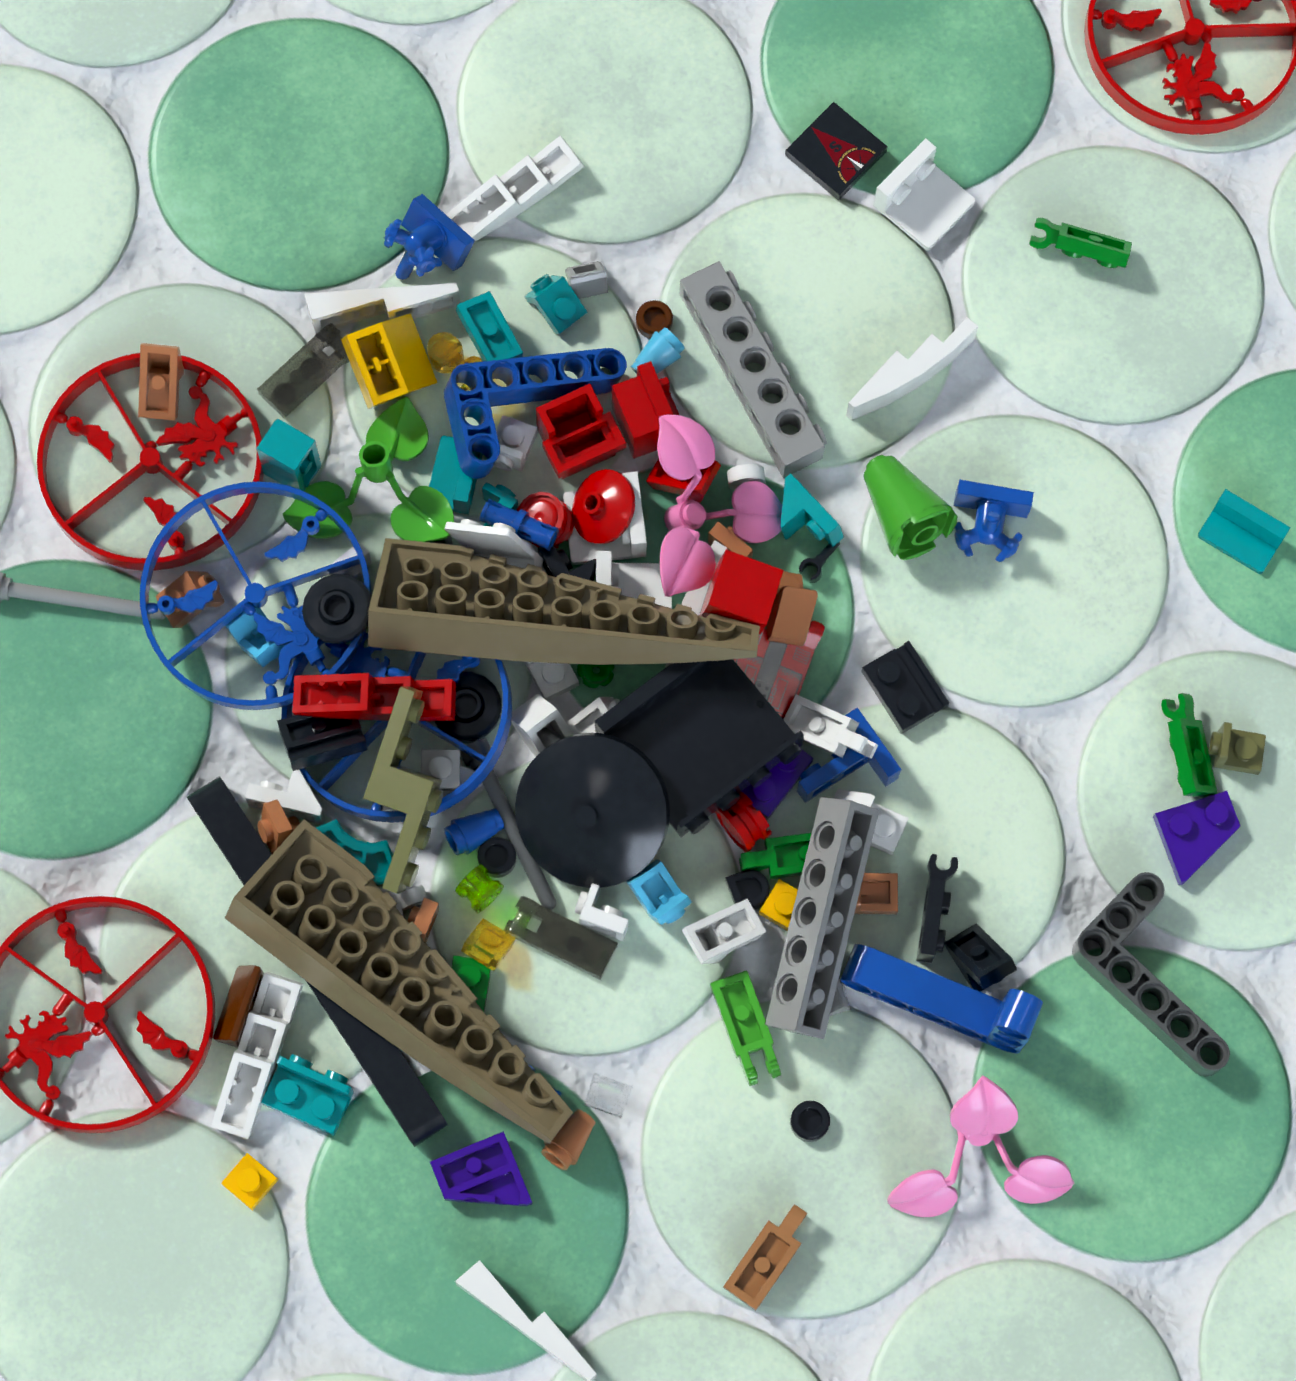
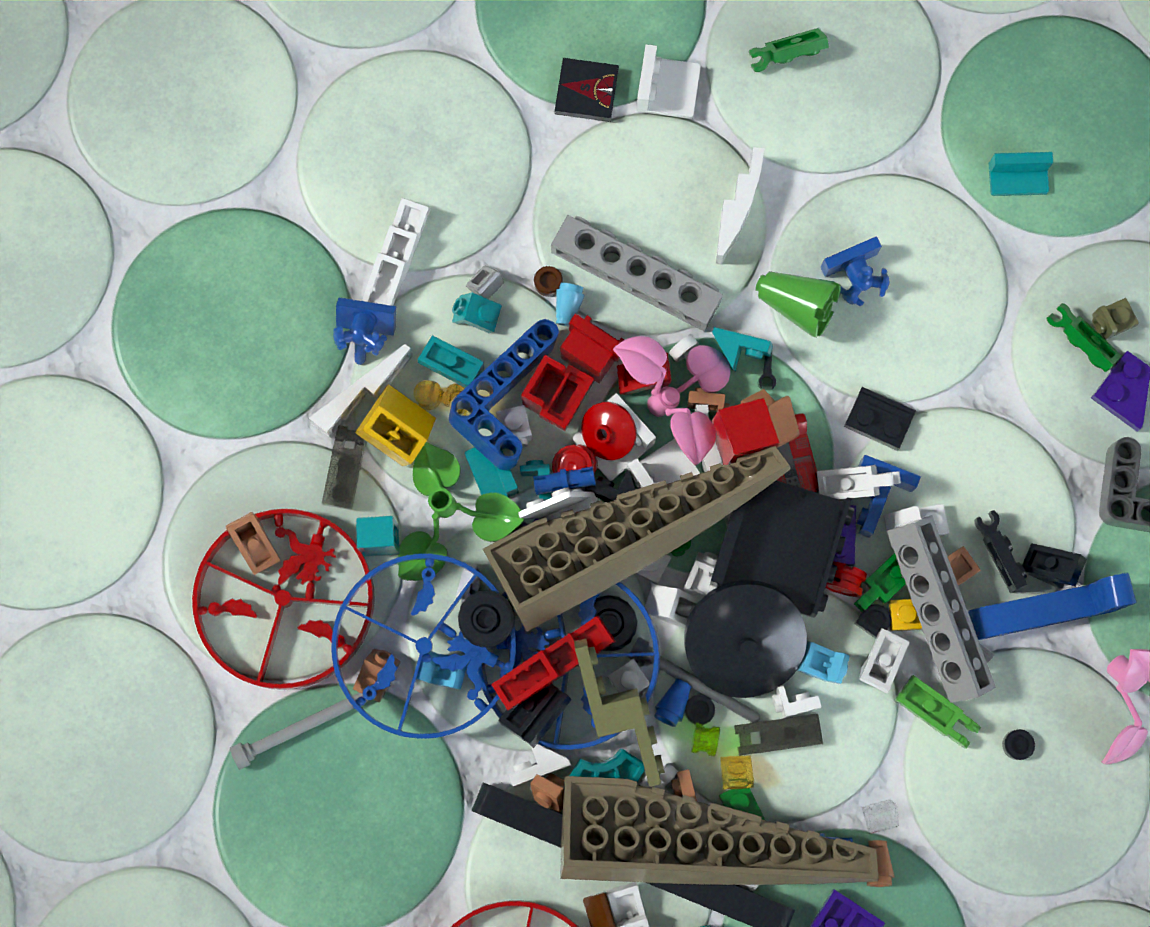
camera: 30 degrees left, 5 degrees up
(765, 1260) = (1056, 854): medium nougat plate -> none

